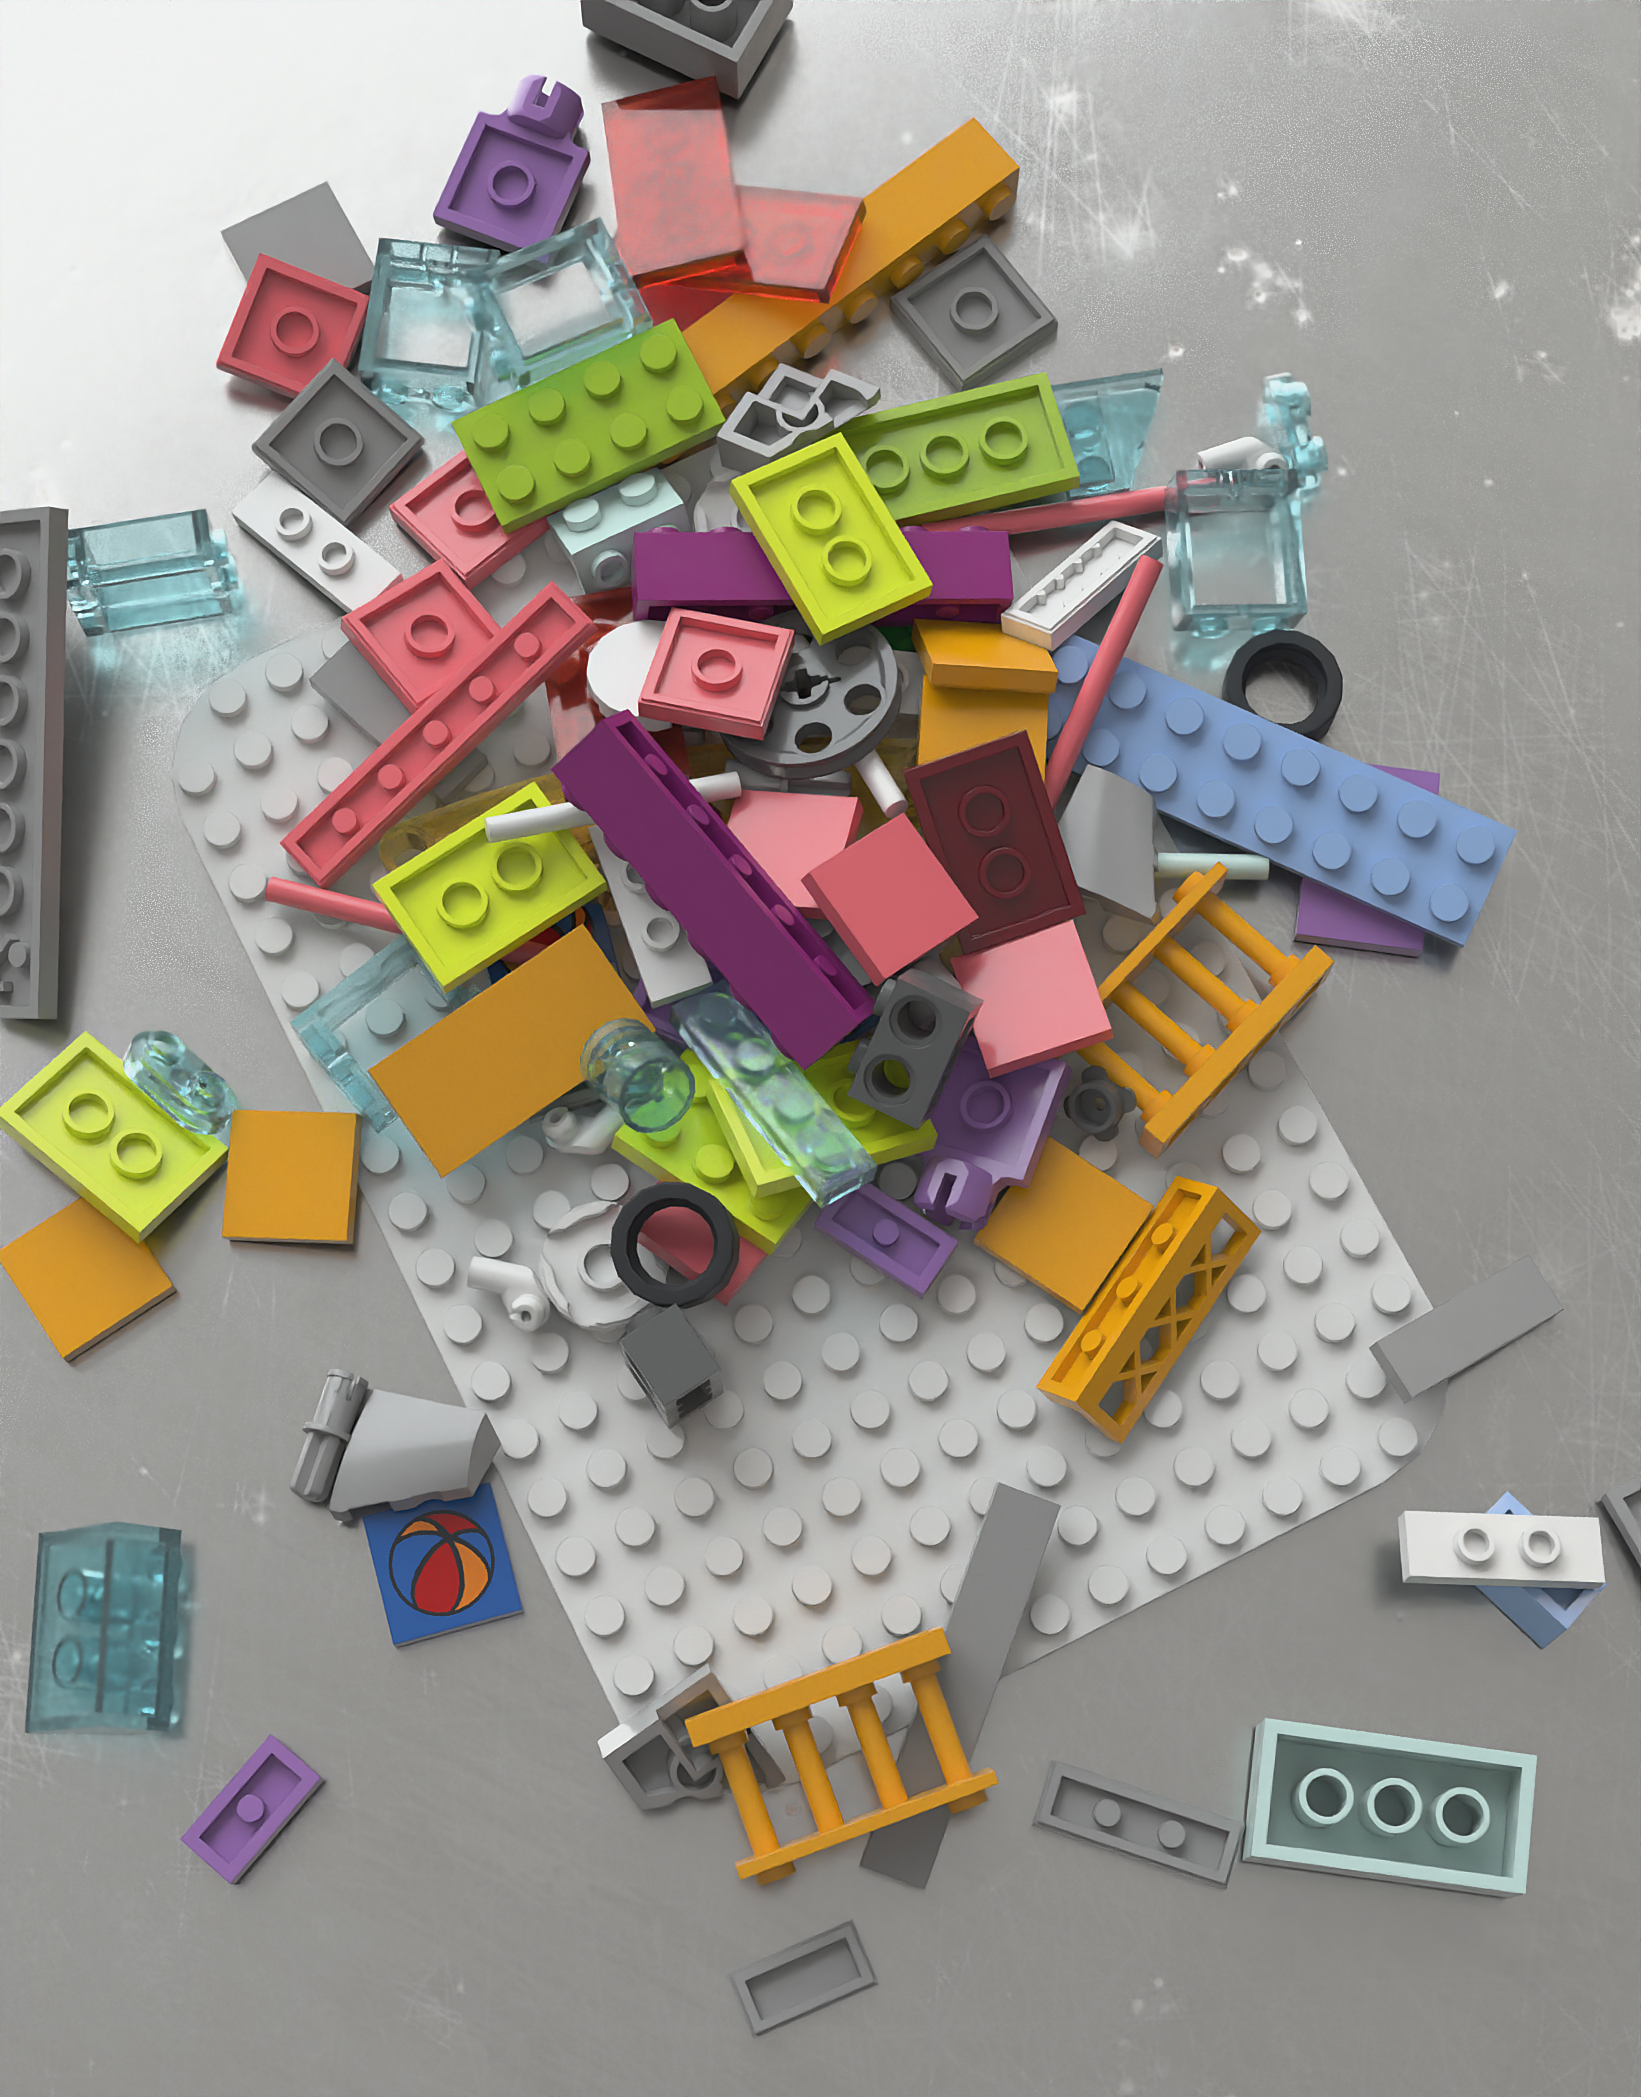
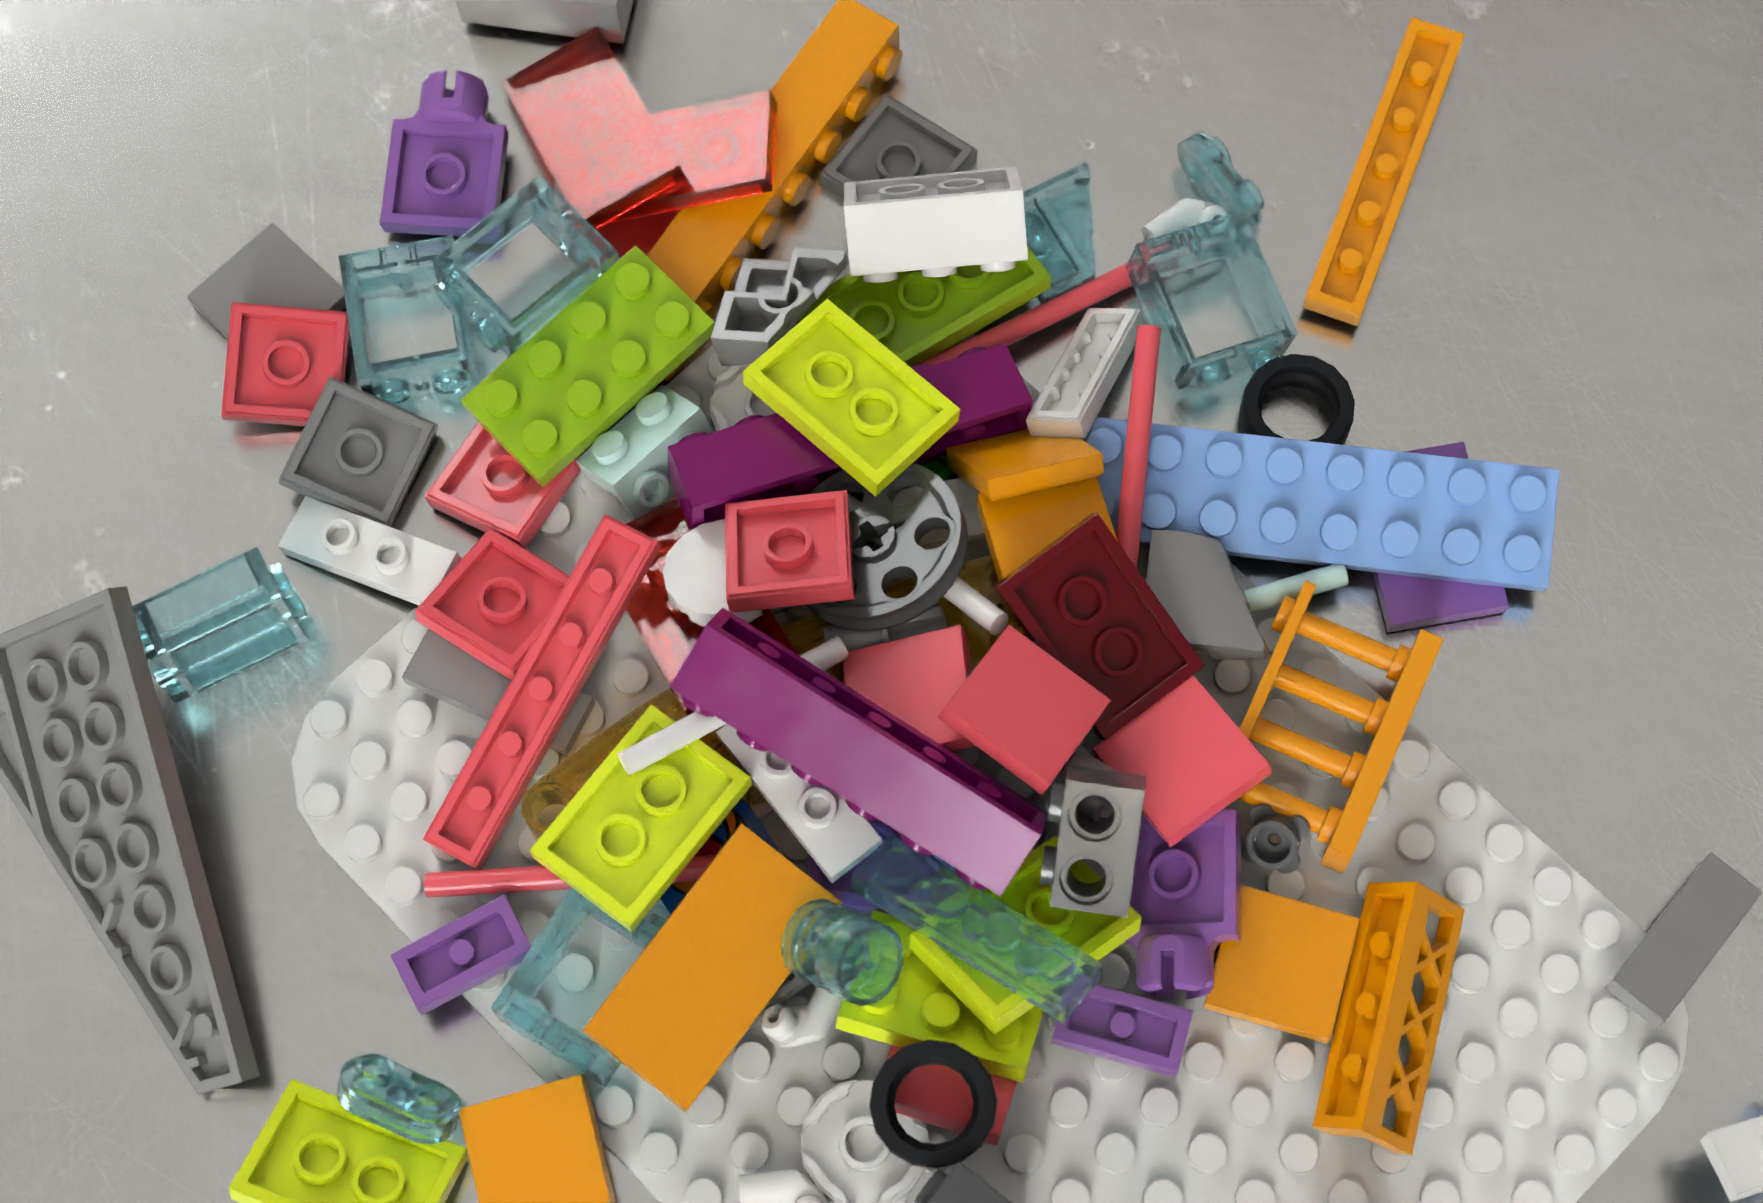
camera: 15 degrees left, 5 degrees down
(281, 965) = (462, 954): none -> medium lavender plate
(979, 386) = (935, 223): none -> white slope
(1466, 470) = (1383, 172): none -> light orange plate

